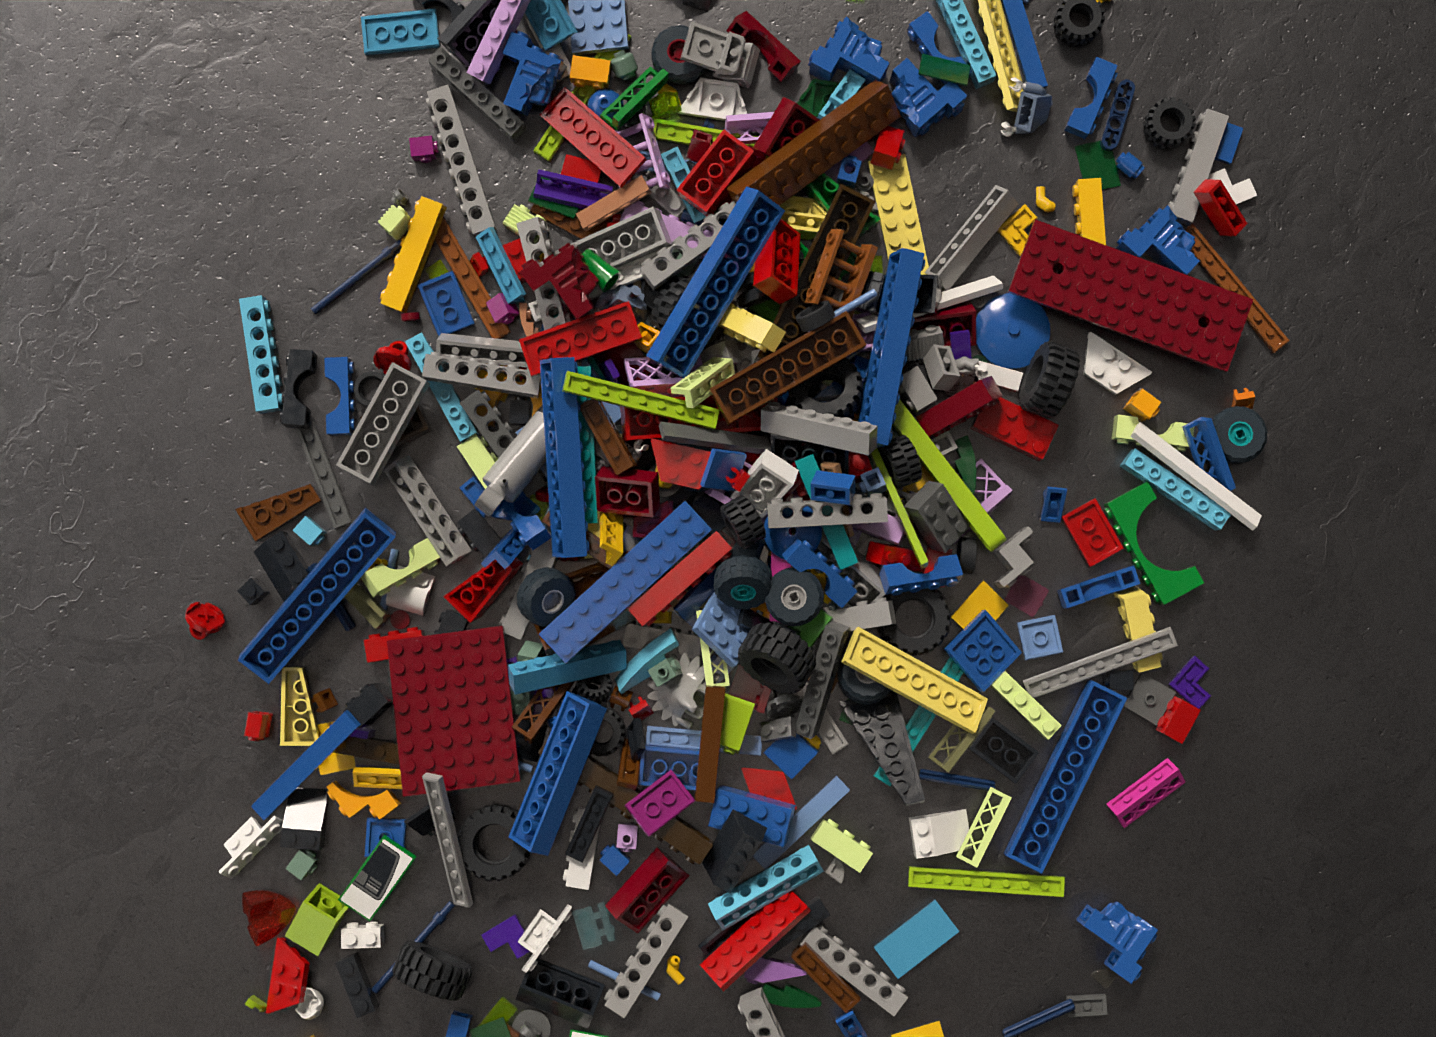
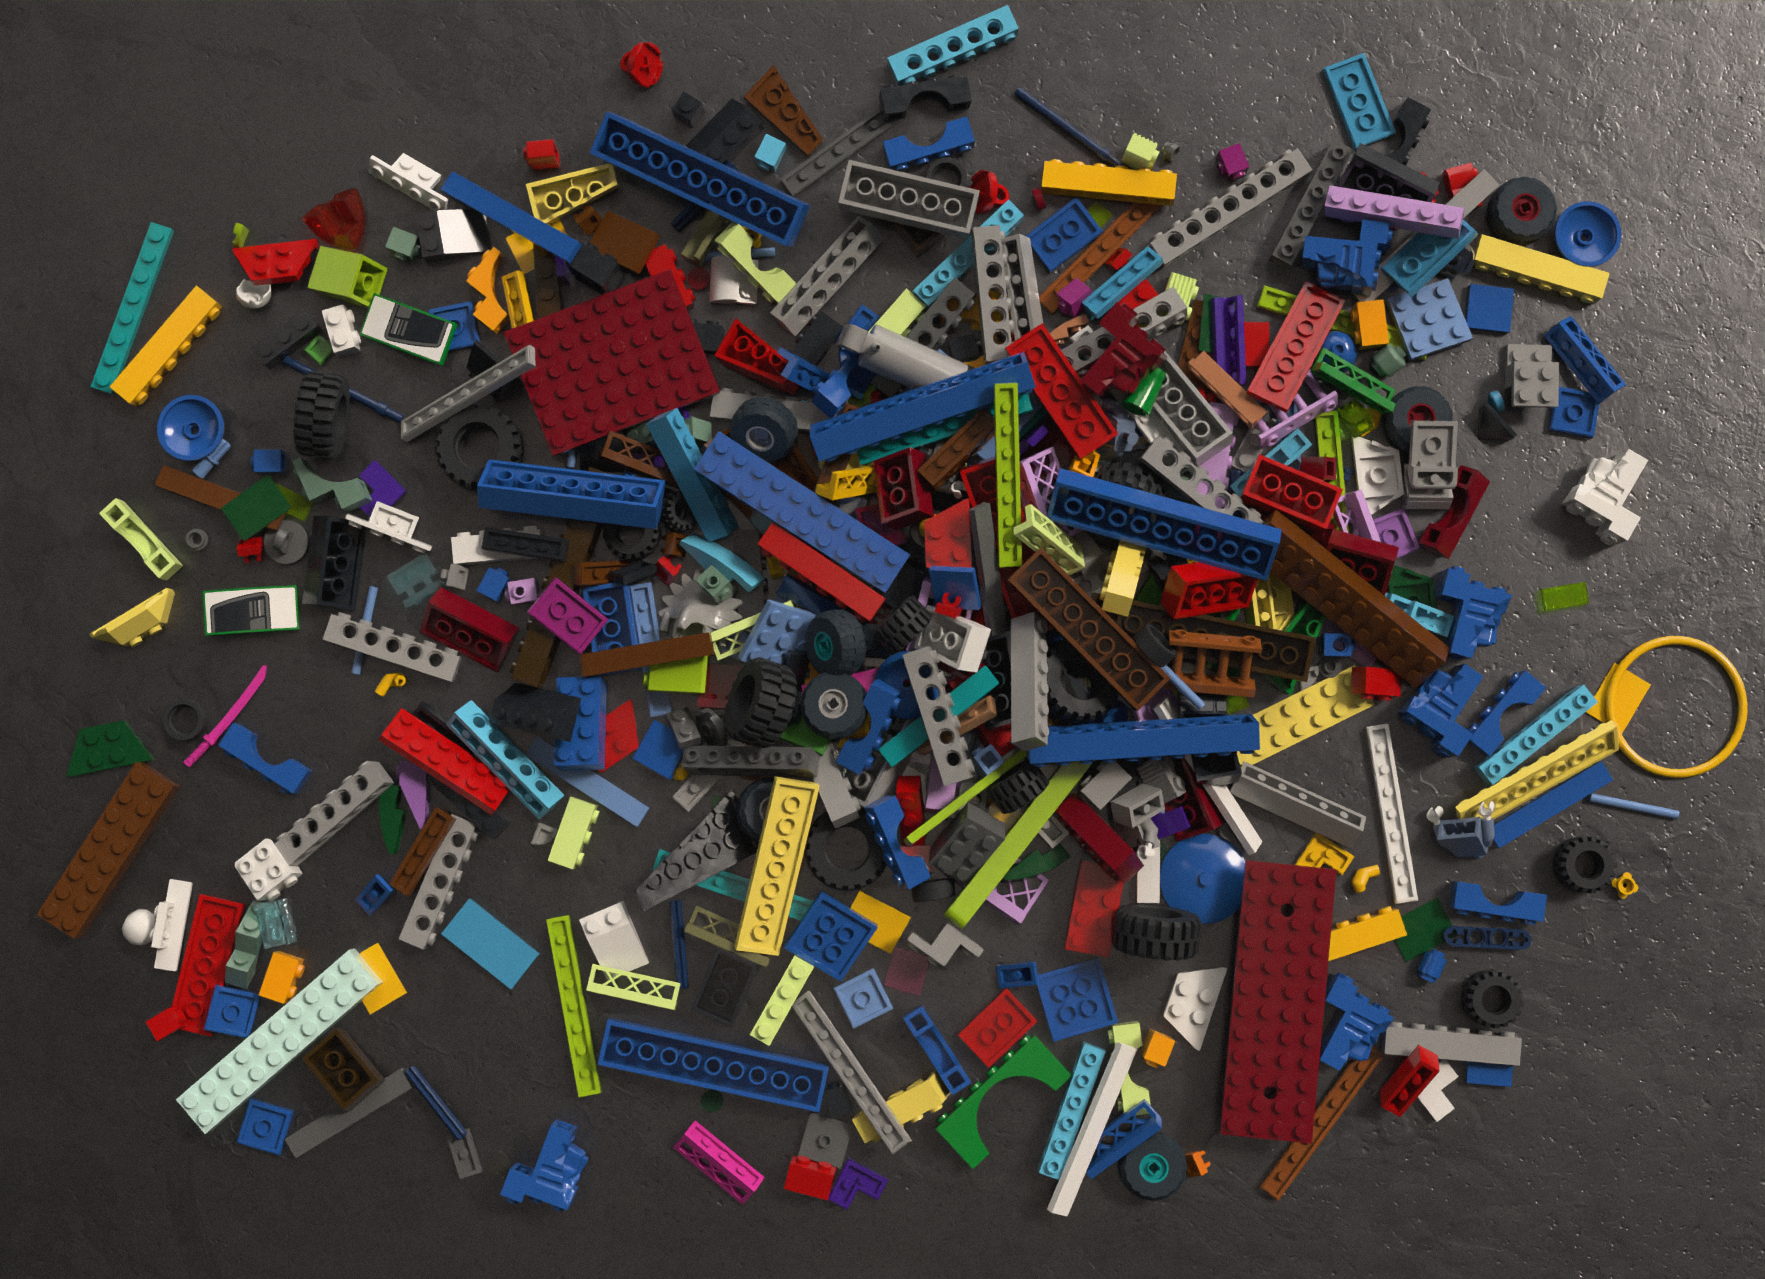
camera: 75 degrees right, 0 degrees up
(352, 674) = (625, 241): none -> reddish brown tile
(373, 959) = (319, 350): none -> bright green tile
(505, 964) = (349, 494): none -> sand green arch
(599, 890) = (455, 576): none -> light grey tile
(767, 97) = (1397, 531): none -> medium lavender tile
(833, 487) = (966, 714): blue brick -> none
(944, 69) = (1482, 722): dark green window -> none
(997, 164) = (1391, 813): none -> white tile
(1085, 461) = (1076, 999): none -> blue plate
(1094, 785) = (712, 1100): none -> clear green tile

